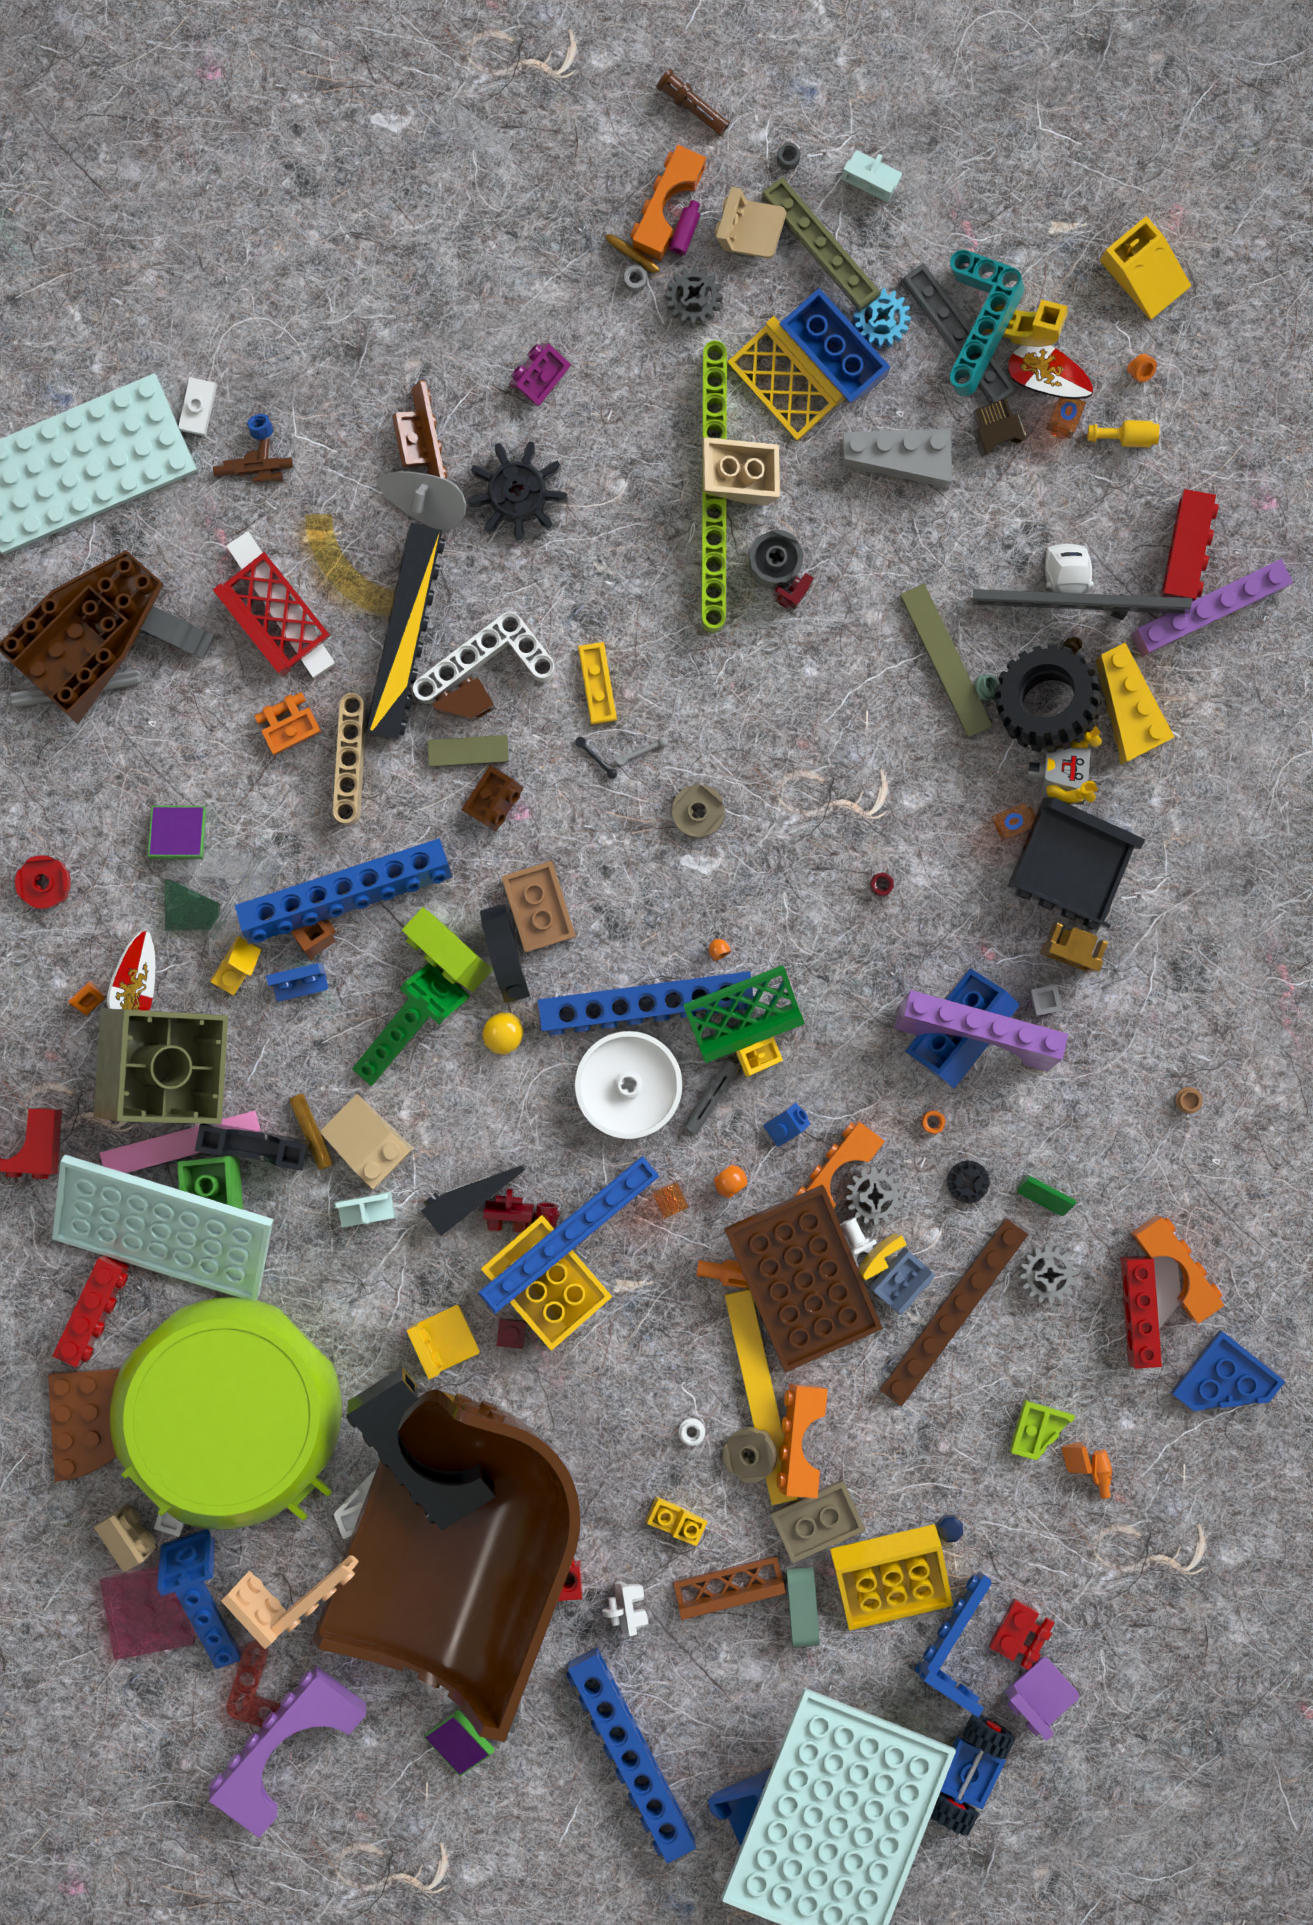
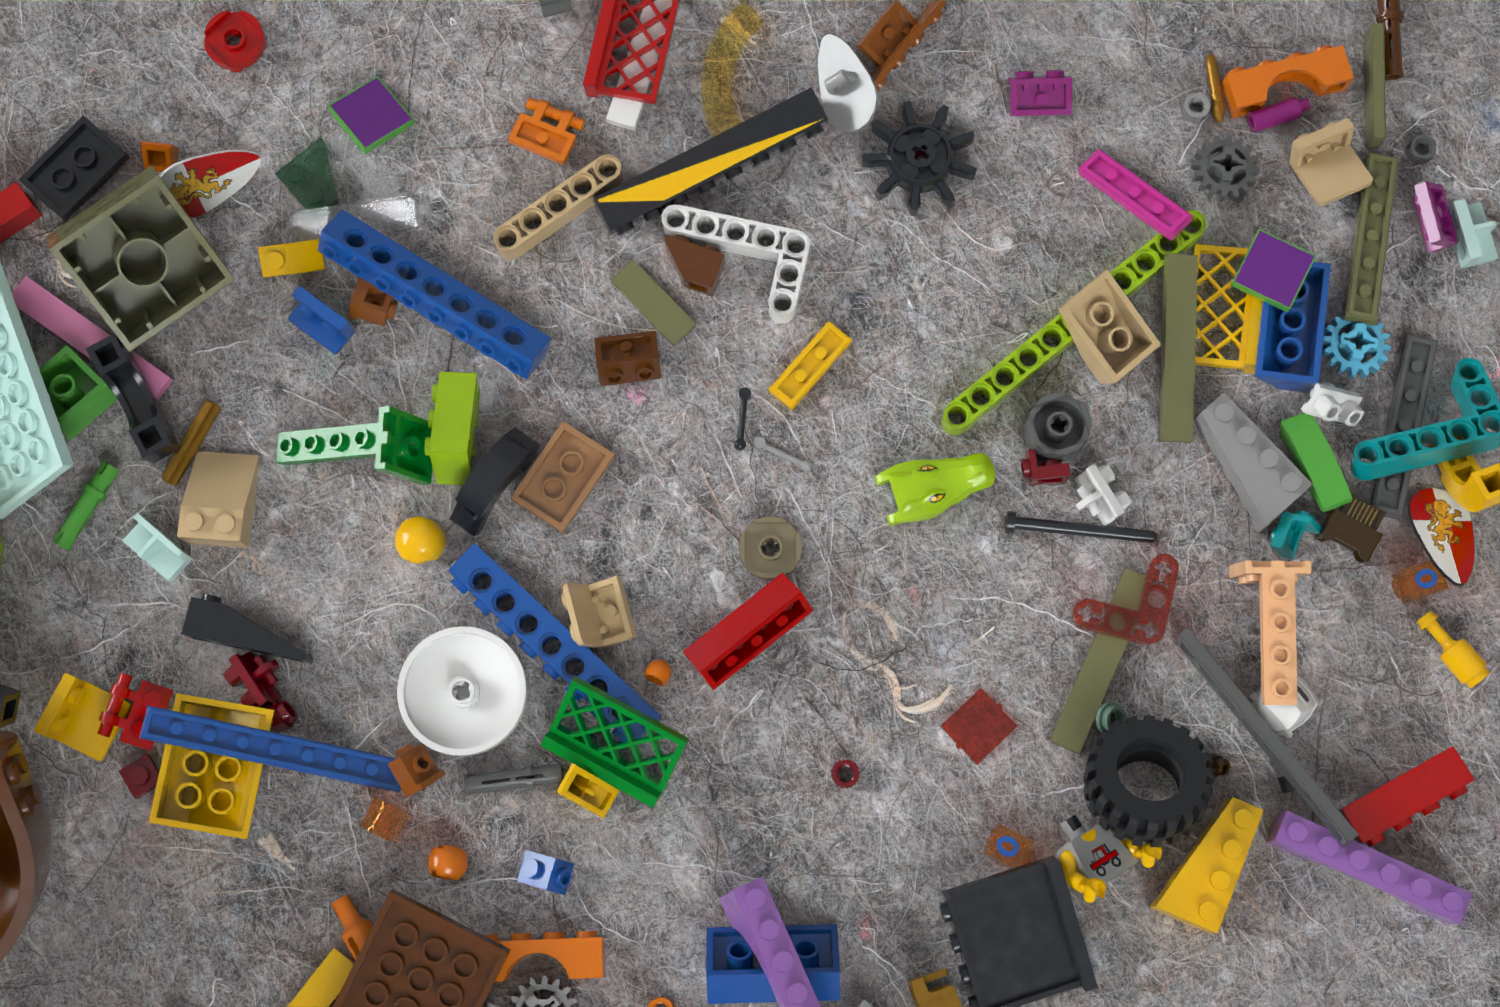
camera: 50 degrees right, 10 degrees down
(47, 1062) = (74, 168): none -> black plate
(297, 1233) = (85, 506): none -> bright green pin
(475, 1310) = (147, 694): none -> red plate
(650, 955) = (598, 613): none -> tan bracket
(654, 1155) = (414, 768): none -> dark orange brick
(662, 372) = (1135, 194): none -> dark pink tile
(721, 147) = (1374, 86): none -> olive tile
(741, 870) = (748, 631): none -> red brick
(744, 672) = (932, 485): none -> lime animal
(788, 434) = (1178, 348): none -> olive tile
(793, 329) = (1273, 270): none -> dark purple tile
(812, 640) = (1080, 529): none -> black bar
(841, 571) = (1098, 495): none -> white hips
(842, 190) = (1434, 216): none -> magenta bracket
(910, 367) = (1334, 404): none -> white hips
(921, 774) = (978, 726): none -> clear red piece
(935, 412) = (1315, 461): none -> bright green slope
(939, 606) = (1145, 612): none -> clear red beam
(966, 472) = (1290, 529): none -> teal bracket
(1020, 531) = (1276, 624): none -> light nougat bracket

